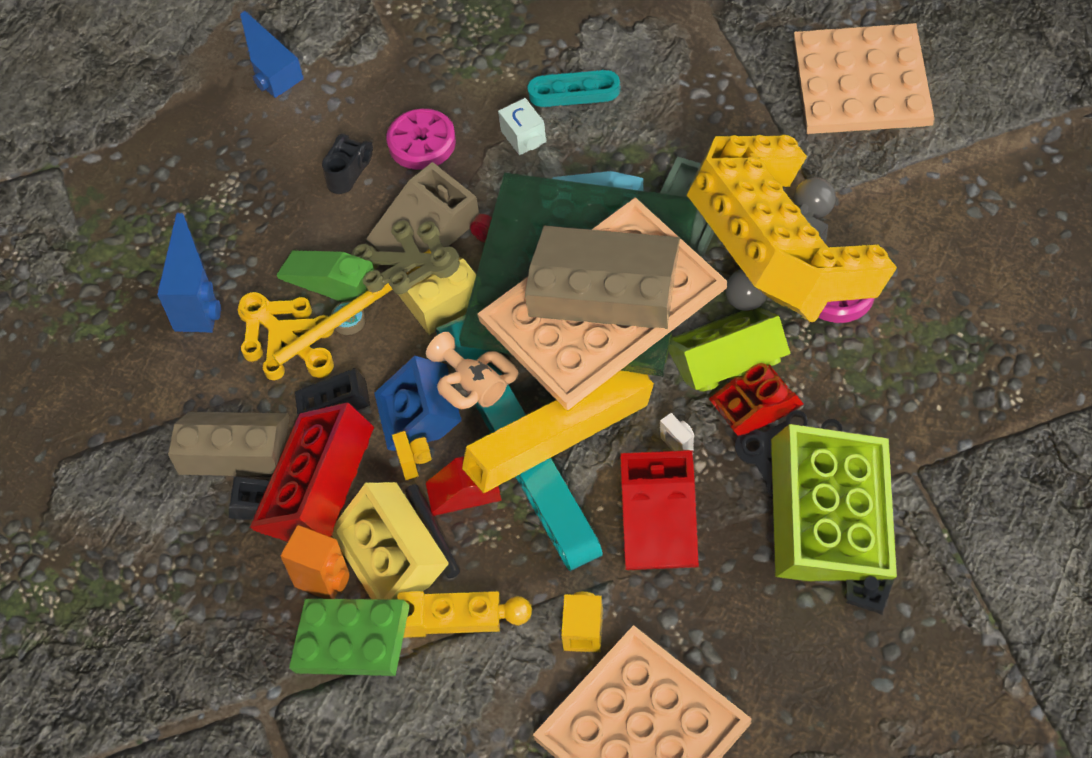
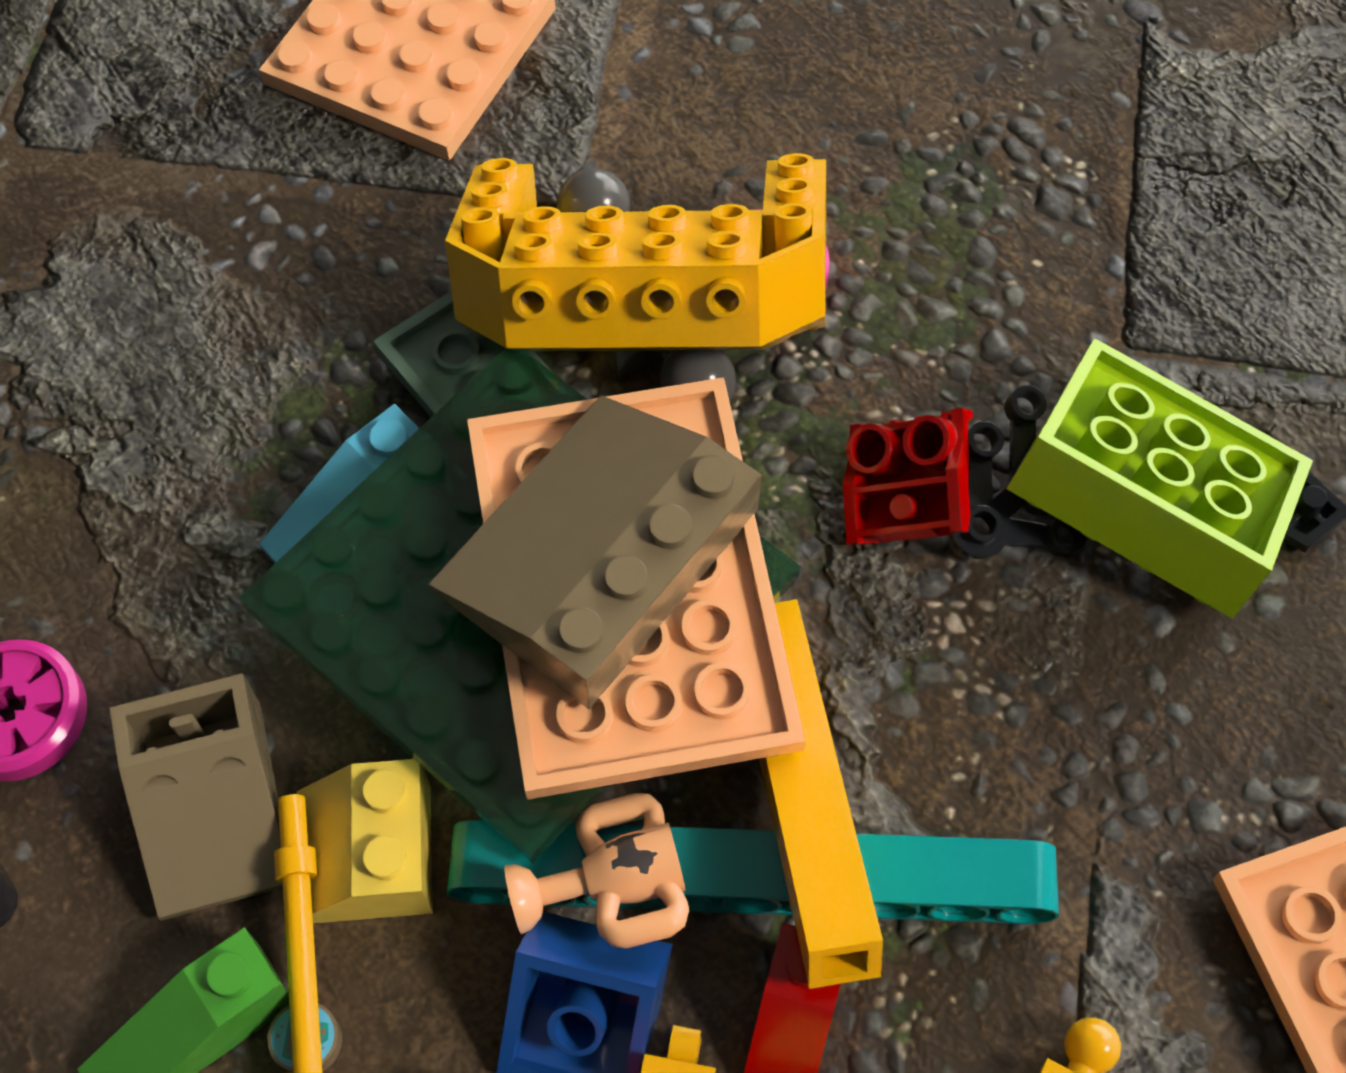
camera: 65 degrees left, 5 degrees up
(441, 262) = (288, 859): olive plant -> none
(480, 226) = (294, 700): dark red tile -> none
(522, 126) = (127, 532): light aqua brick -> none
(574, 88) = (113, 395): teal plate -> none
(582, 622) = (1171, 949): yellow brick -> none
(659, 510) = (1028, 720): red slope -> none
(676, 434) = (901, 622): white plate -> none
(728, 348) = (796, 434): lime slope -> none

